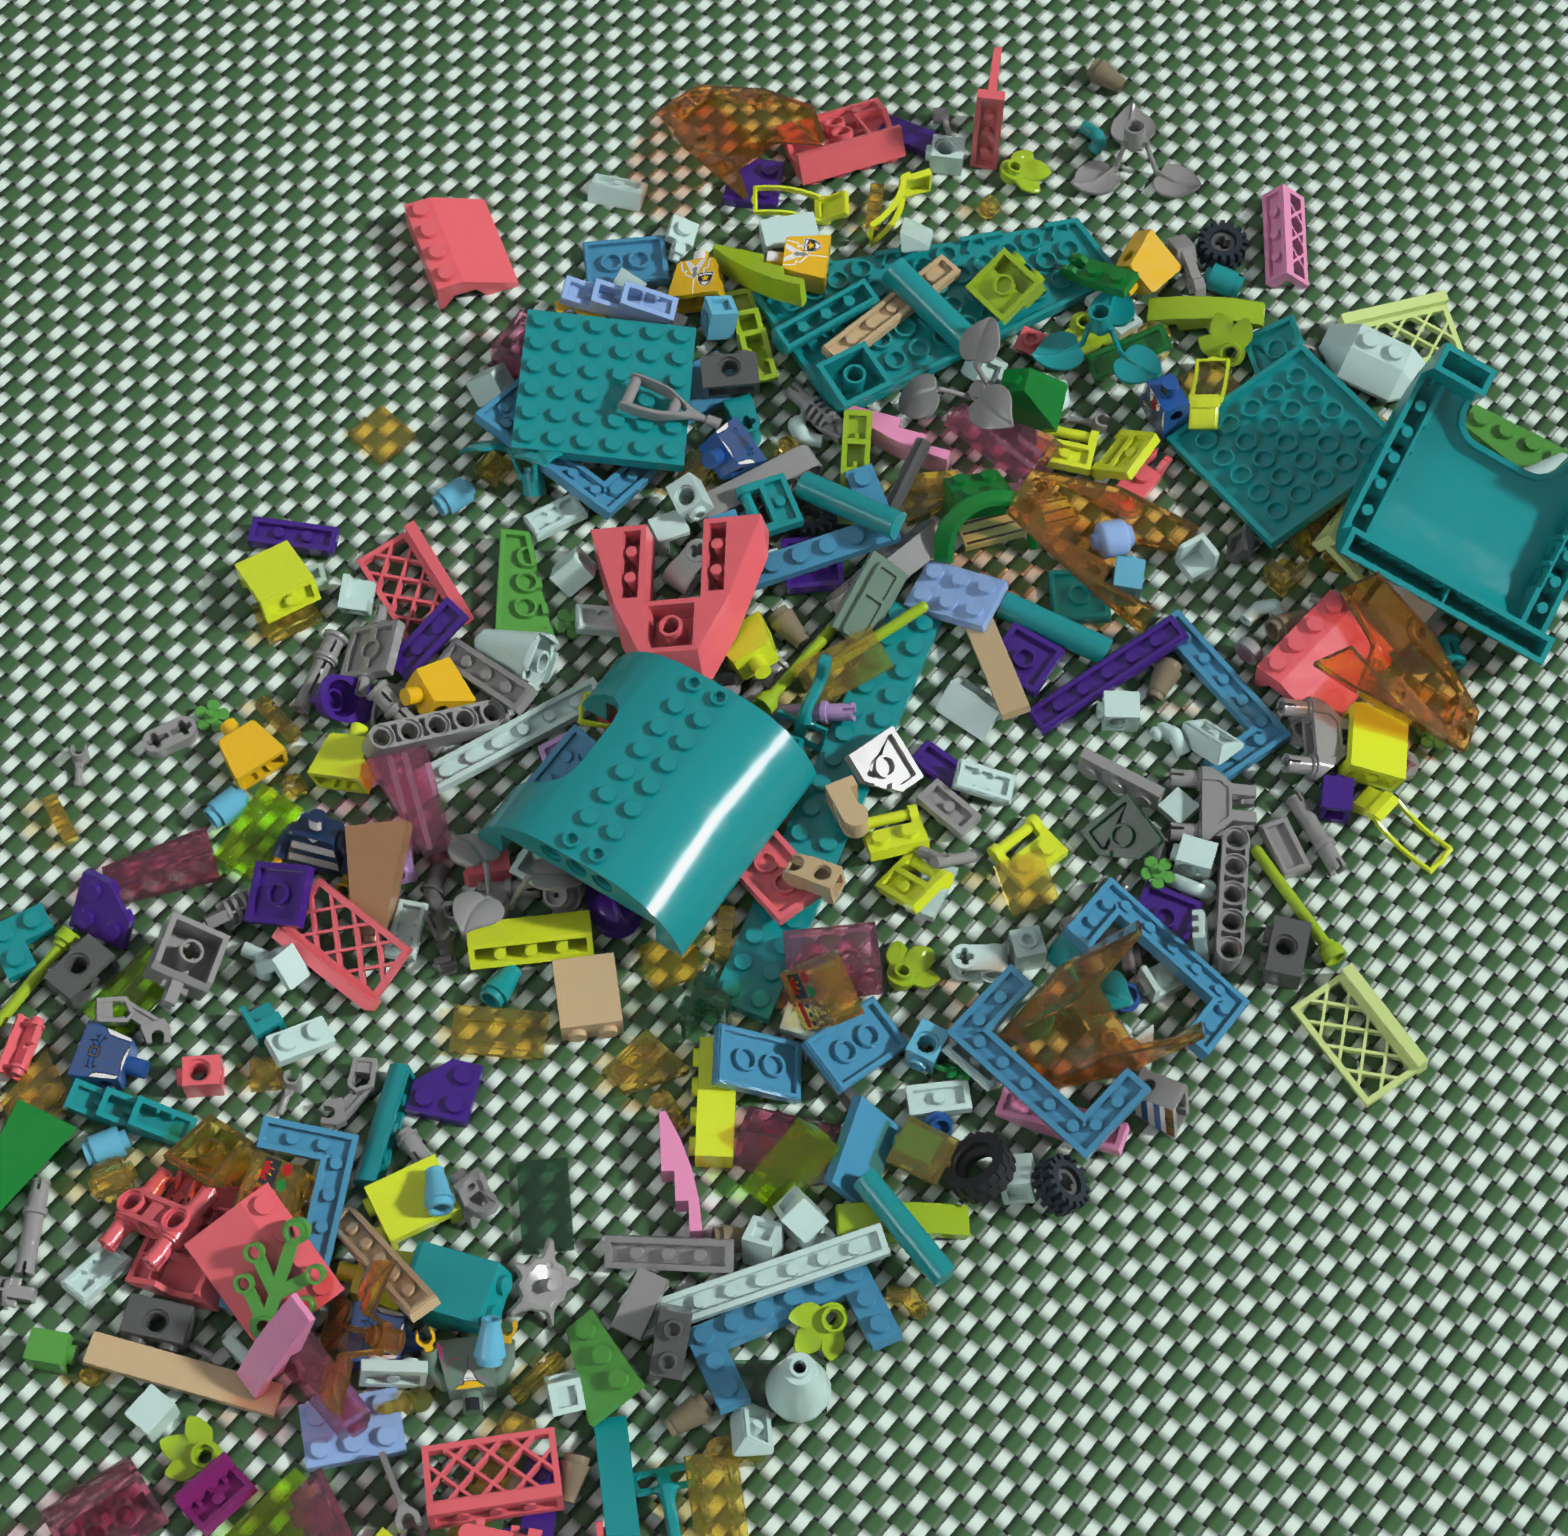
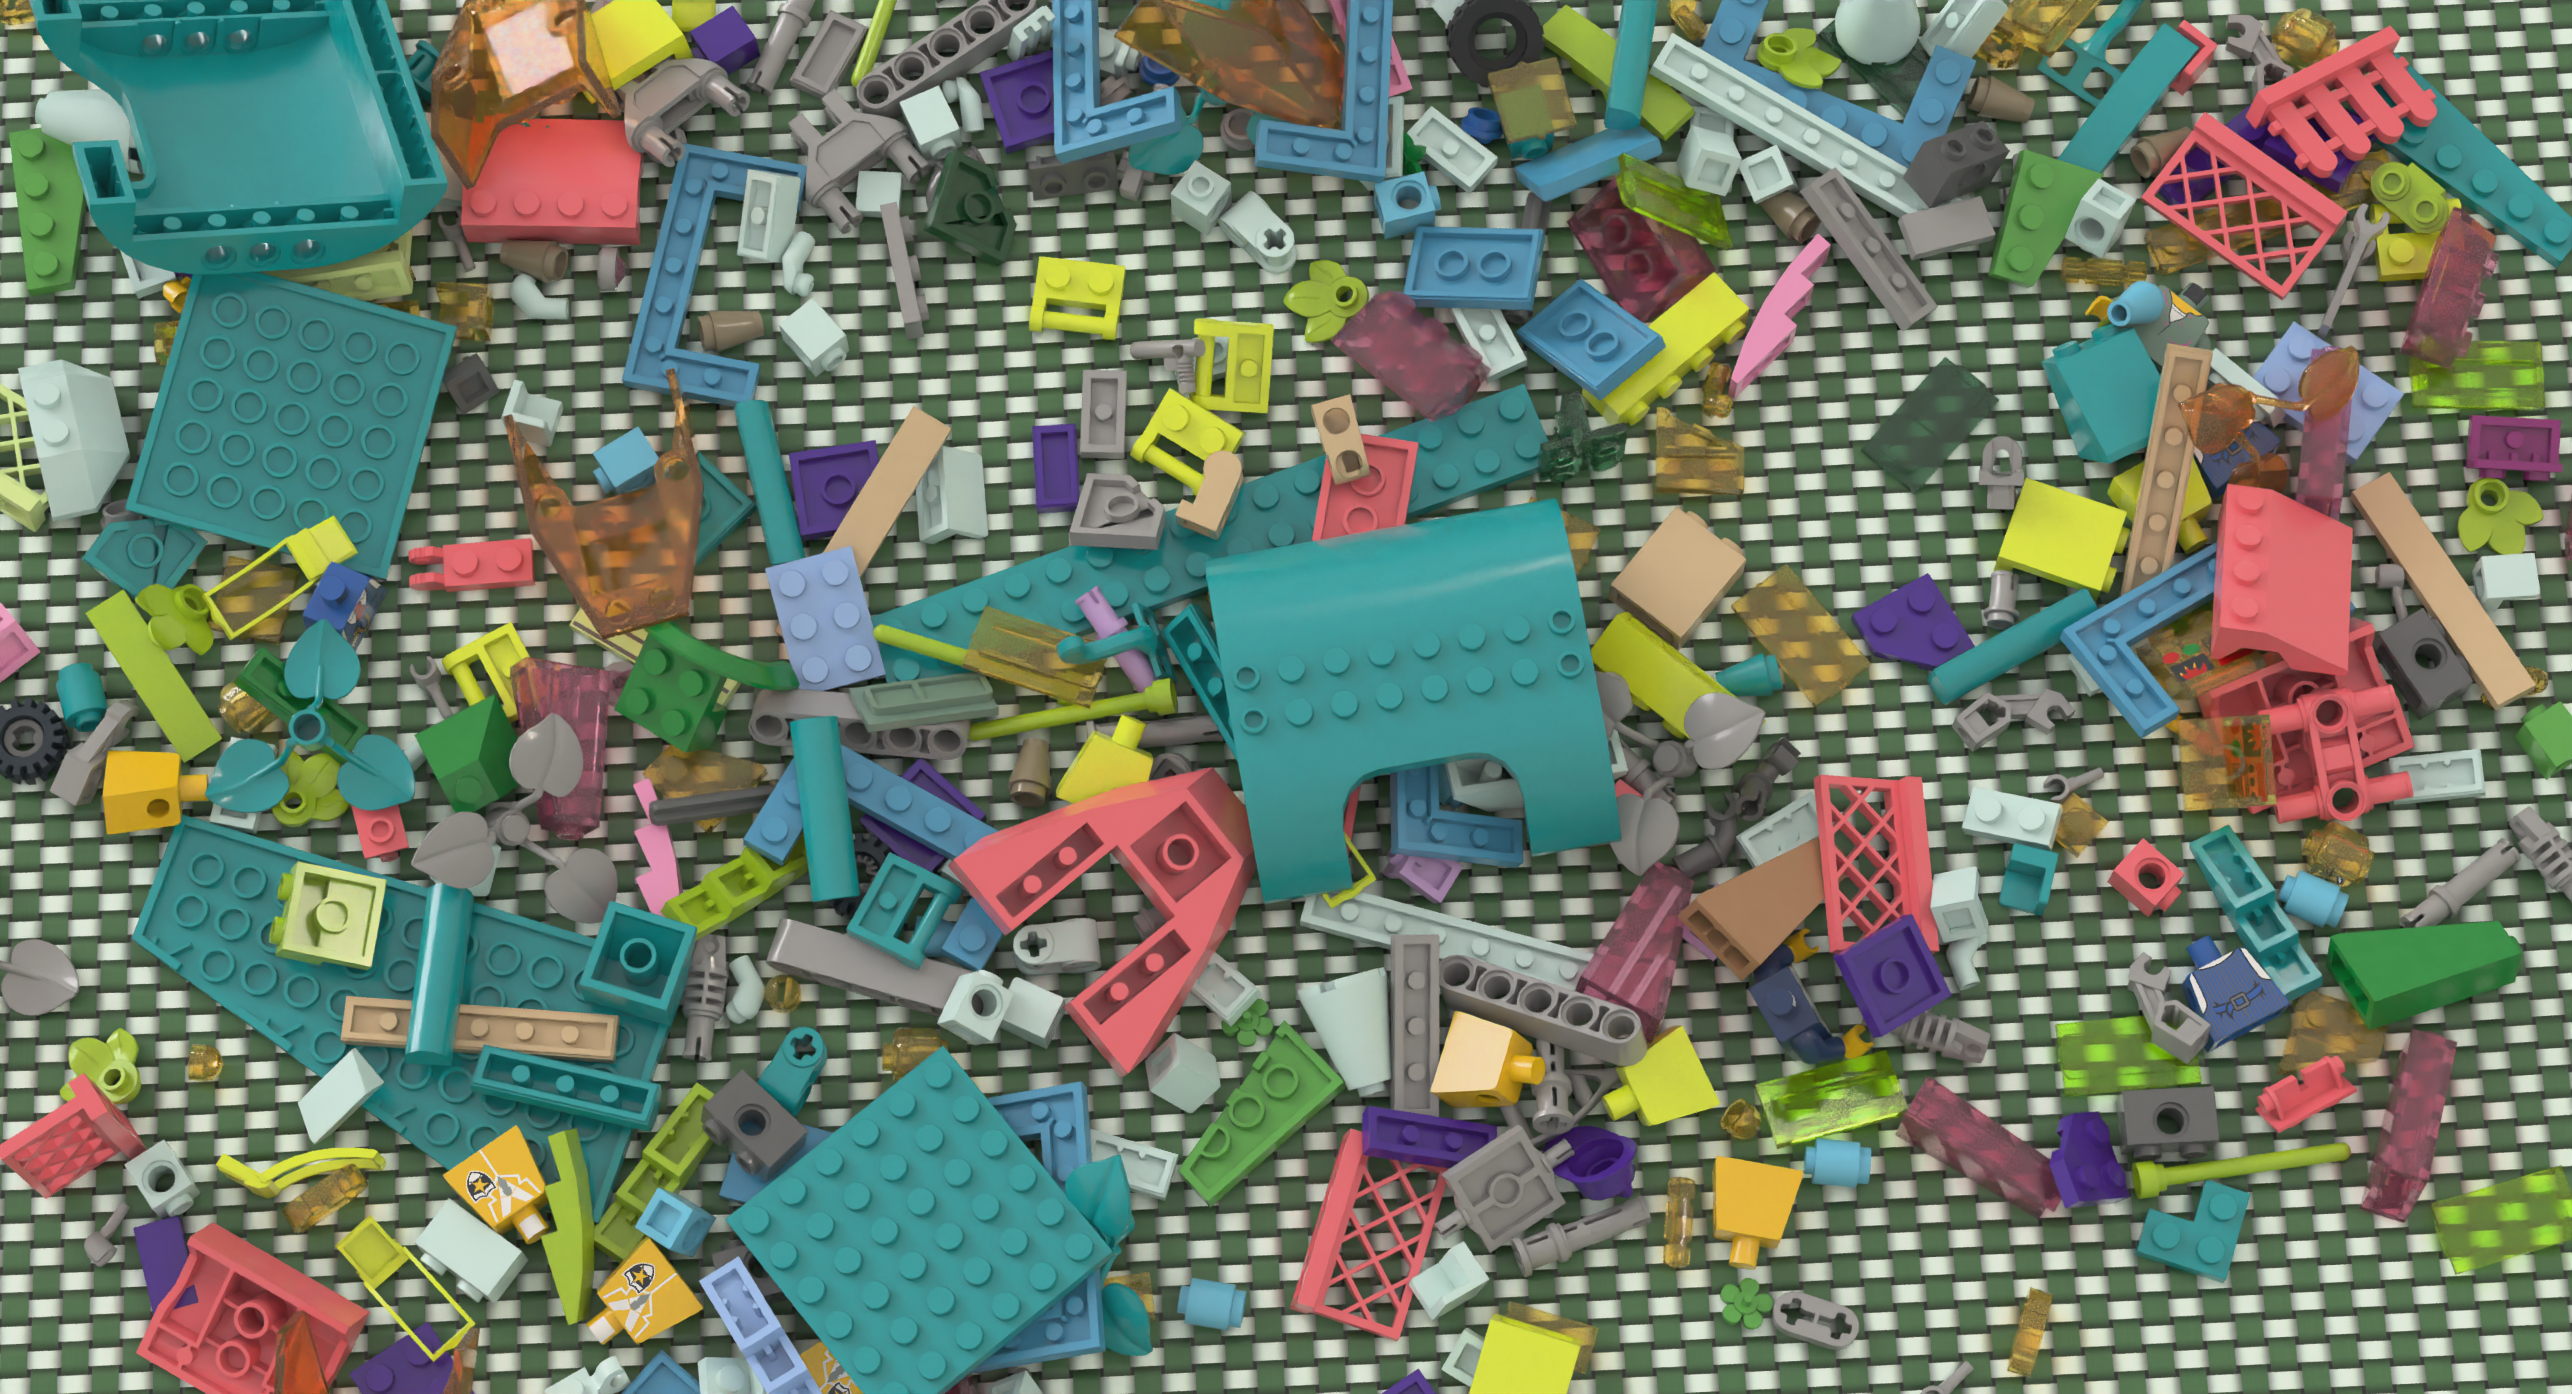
camera: 130 degrees left, 10 degrees up
(180, 974) = (2053, 1010): light grey hinge -> none
(235, 1348) = (2369, 559): light aqua tile -> none
(275, 1345) = (2350, 478): bright pink slope -> none
(277, 1285) = (2328, 527): bright green plant -> none
(416, 1400) = (2252, 358): clear yellow bar -> none
(438, 1193) = (2039, 502): medium azure cone -> none
(541, 1284) = (2018, 336): light grey piece -> none
(672, 414) = (869, 1121): light grey piece -> none
(724, 933) = (1486, 496): clear yellow beam -> none
(731, 451) = (863, 1027): blue torso -> none
(822, 992) = (1461, 320): clear yellow slope -> none
(984, 782) = (1038, 403): light aqua plate -> none
(1026, 882) = (1120, 262): clear yellow piece -> none
(1099, 275) = (215, 819): green hinge -> none
(1107, 675) = (780, 381): dark purple tile -> none
(1112, 538) = (600, 504): light blue head -> none
(1125, 455) = (455, 585): neon yellow plate -> none
(1157, 872) = (988, 140): bright green plant -> none

